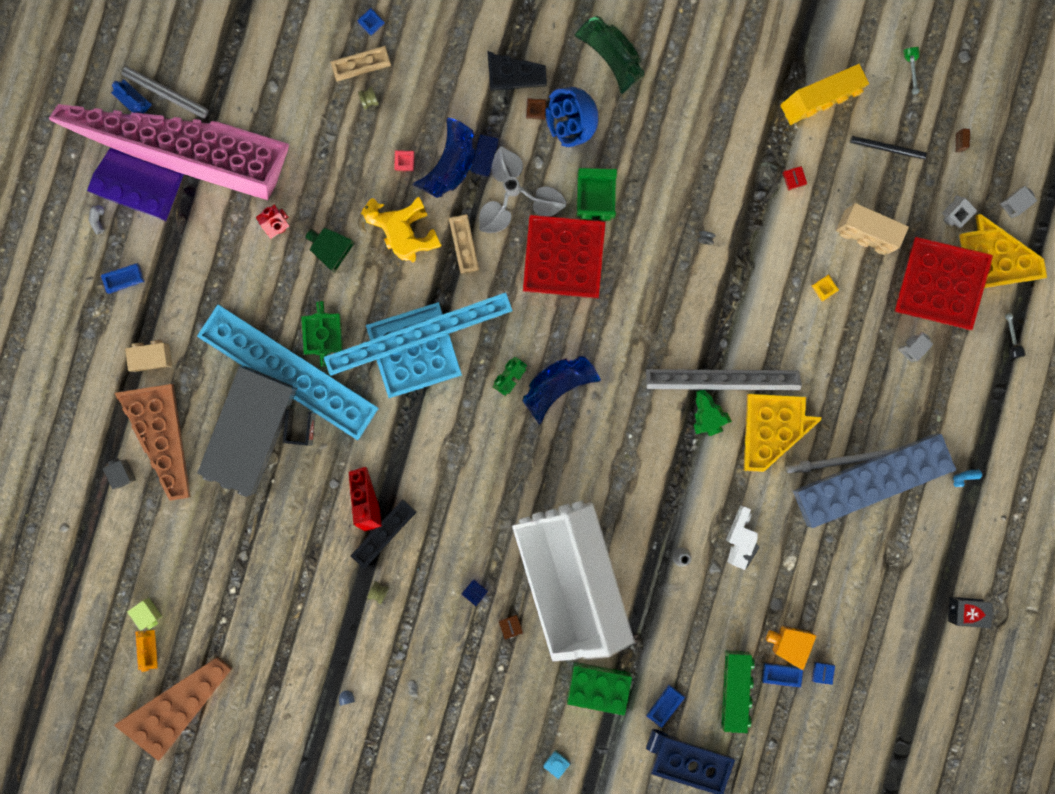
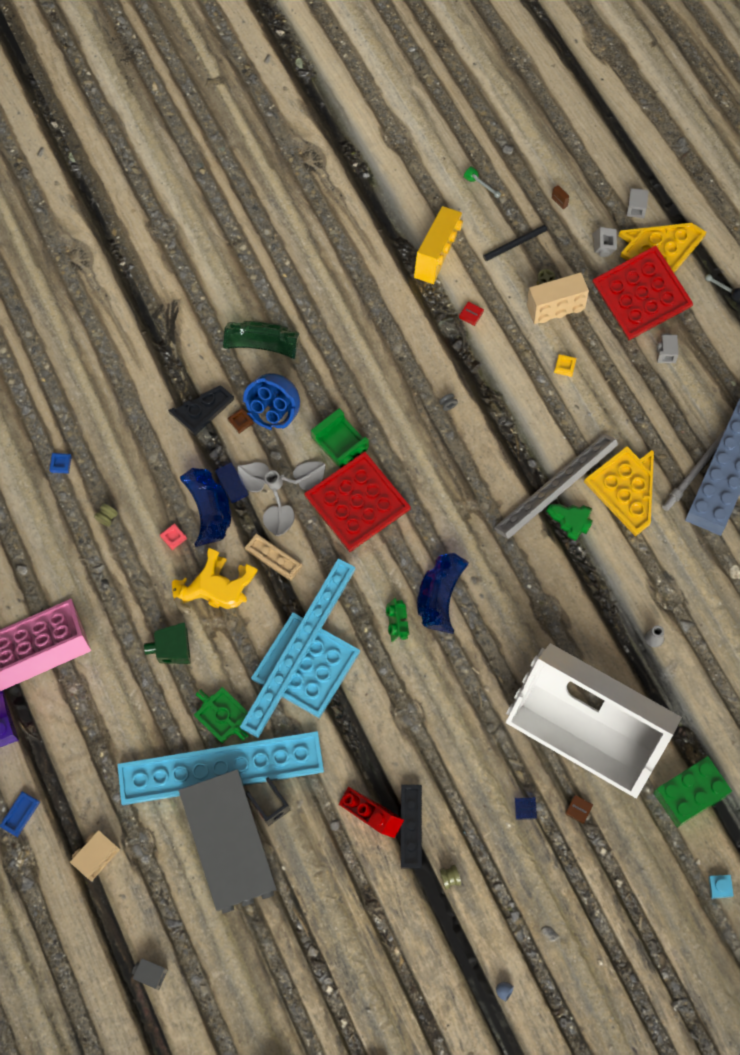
camera: 40 degrees left, 20 degrees down
(157, 427) = (148, 906): nougat wing -> none
(273, 221) = (108, 662): red brick -> none
(360, 63) = (77, 497): tan tile -> none
(743, 540) = (684, 583): white plate -> none
(883, 201) = (546, 275): none -> olive wheel

